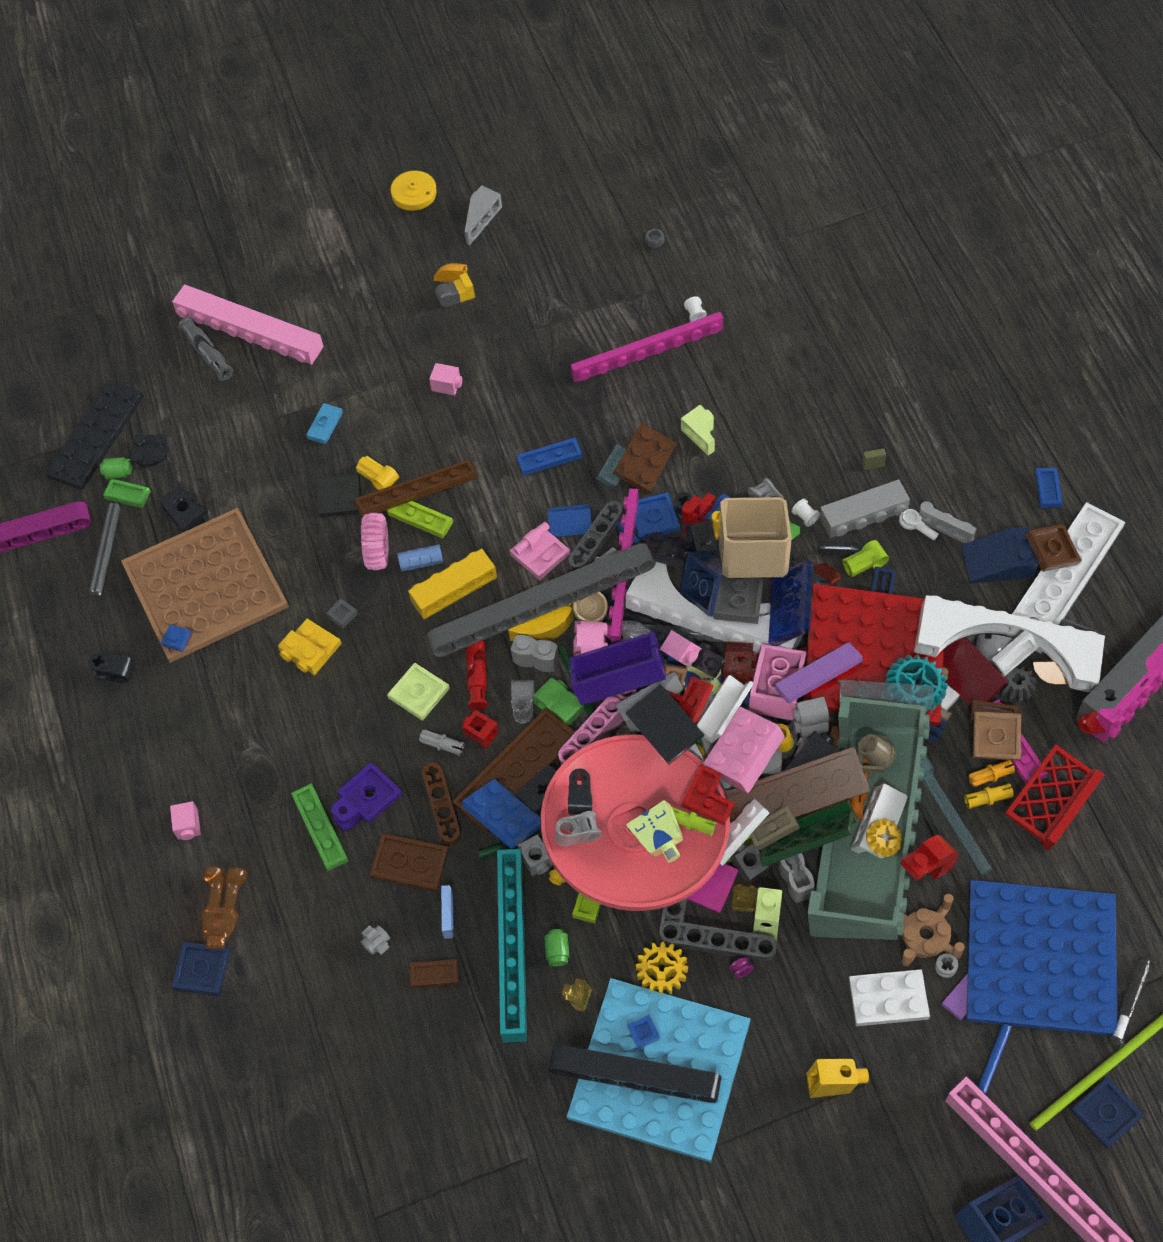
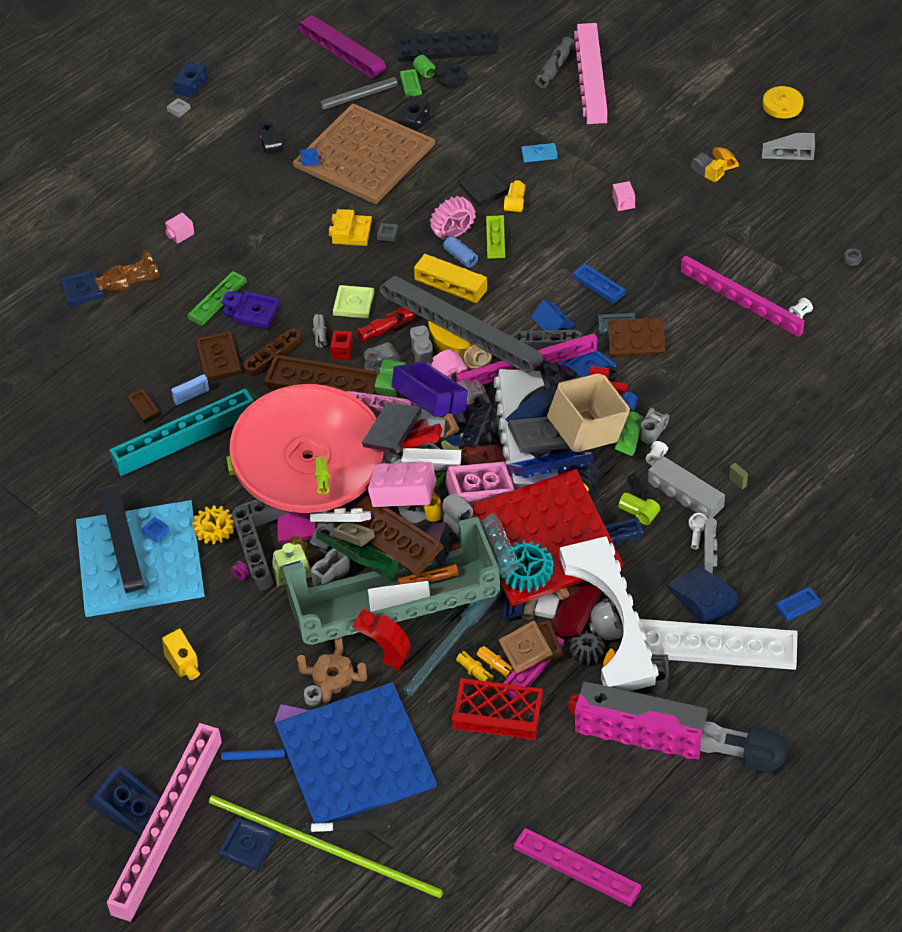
camera: 60 degrees right, 10 degrees down
(375, 940) = (147, 361): light grey gear -> none
(415, 488) = (516, 222): reddish brown tile -> none
(502, 813) = (276, 374): blue plate -> none
(539, 551) = (511, 312): bright pink plate -> none
(557, 947) = (197, 460): bright green brick -> none
(577, 994) = (168, 487): clear yellow tile -> none
(579, 795) = (302, 402): black piece -> none
(582, 829) = (273, 410): light grey piece -> none
(658, 831) = (298, 454): yellowish green torso -> none
(680, 648) = (467, 415): bright pink brick -> none
(697, 427) = (688, 358): yellowish green arch -> none
(702, 799) = (347, 472): red plate -> none
(818, 672) = (494, 499): medium lavender tile -> none
(829, 573) = (608, 488): clear red plate -> none
(877, 751) = (455, 567): dark tan piece -> none
(878, 844) = (387, 592): yellow gear -> none
(889, 997) = (267, 670): white plate -> none
(1015, 652) = (603, 624): white tile -> none
(1053, 547) = (728, 618): reddish brown tile -> none

